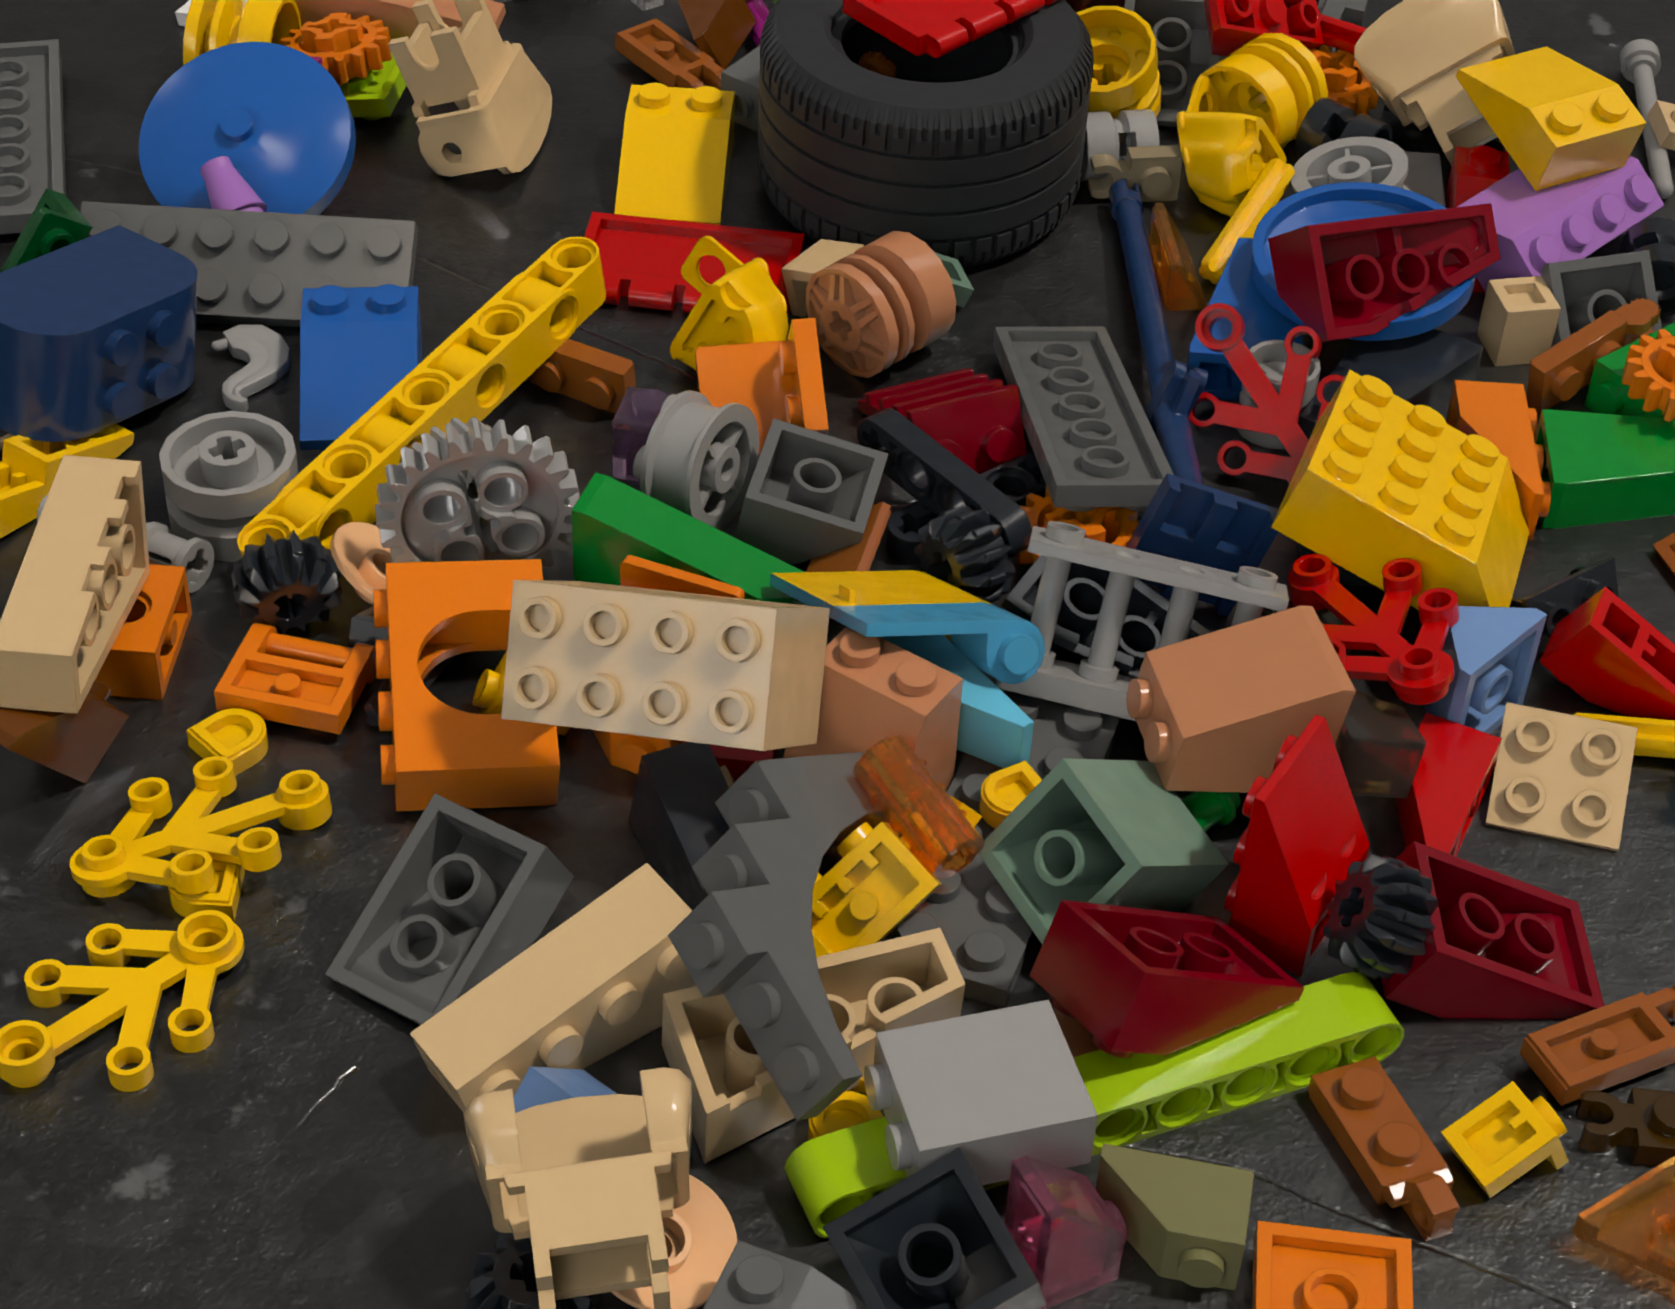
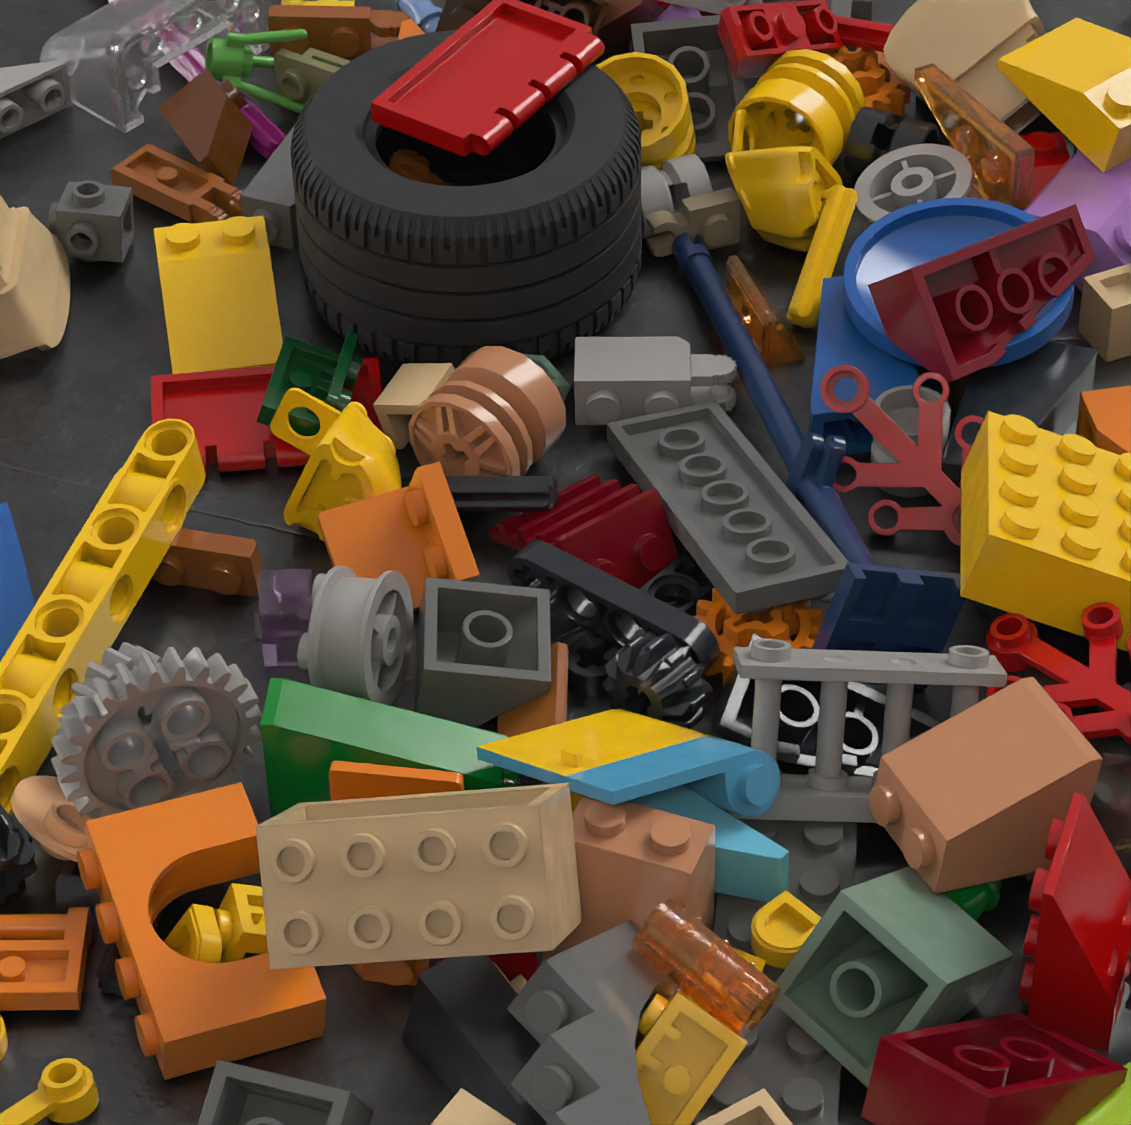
camera: 10 degrees left, 0 degrees up
(463, 687) = (197, 935): none -> yellow tile
(584, 72) = (94, 221): none -> dark grey brick
(737, 231) = (315, 372): none -> dark green bracket
(872, 366) = (501, 493): none -> black axle
(1044, 292) = (645, 376): none -> light grey hinge
(1433, 151) = (997, 155): none -> clear orange wing

